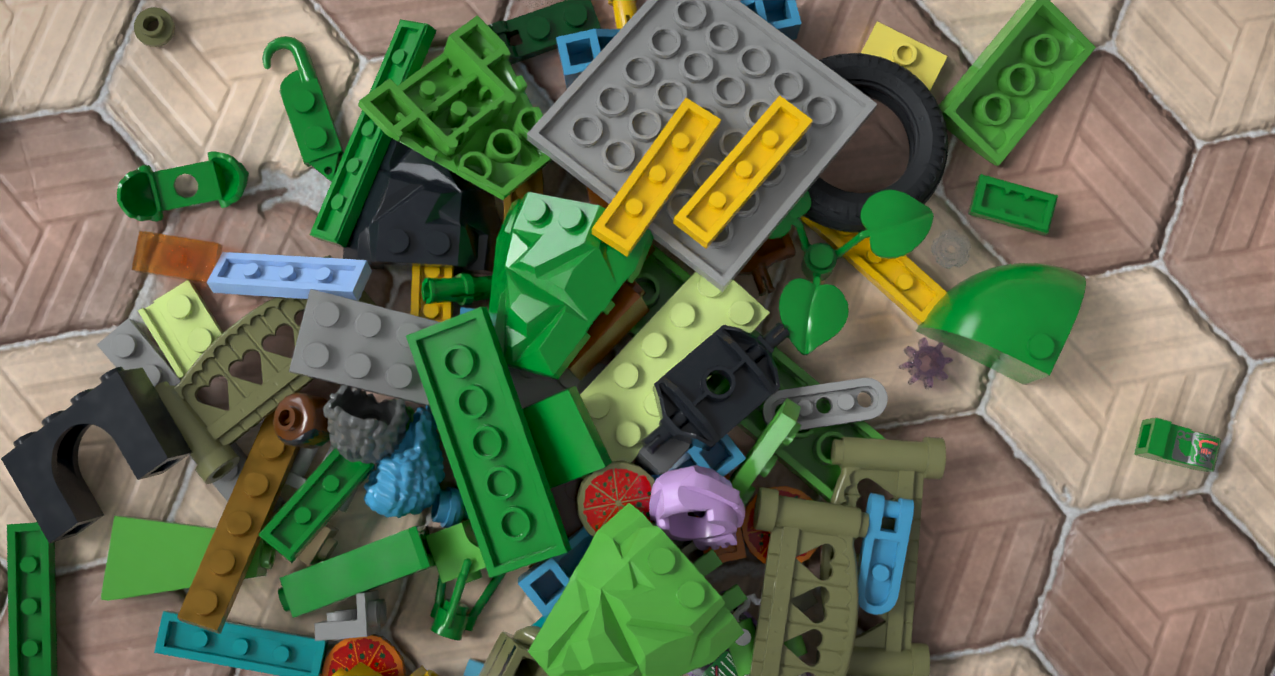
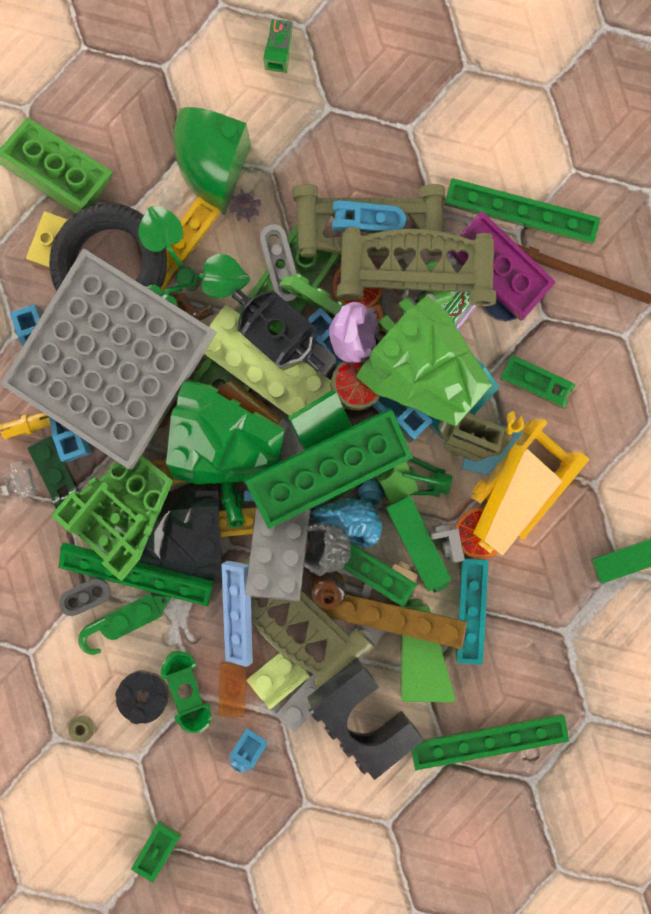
camera: 90 degrees left, 5 degrees up
(79, 268) = (246, 751): none -> dark azure bracket
(167, 111) = (137, 711): none -> black plate
(350, 55) = (86, 597): none -> dark grey plate
(656, 177) = (148, 380): yellow plate -> none
(742, 172) = (138, 326): yellow plate -> none
(1012, 205) = (137, 160): green plate -> none

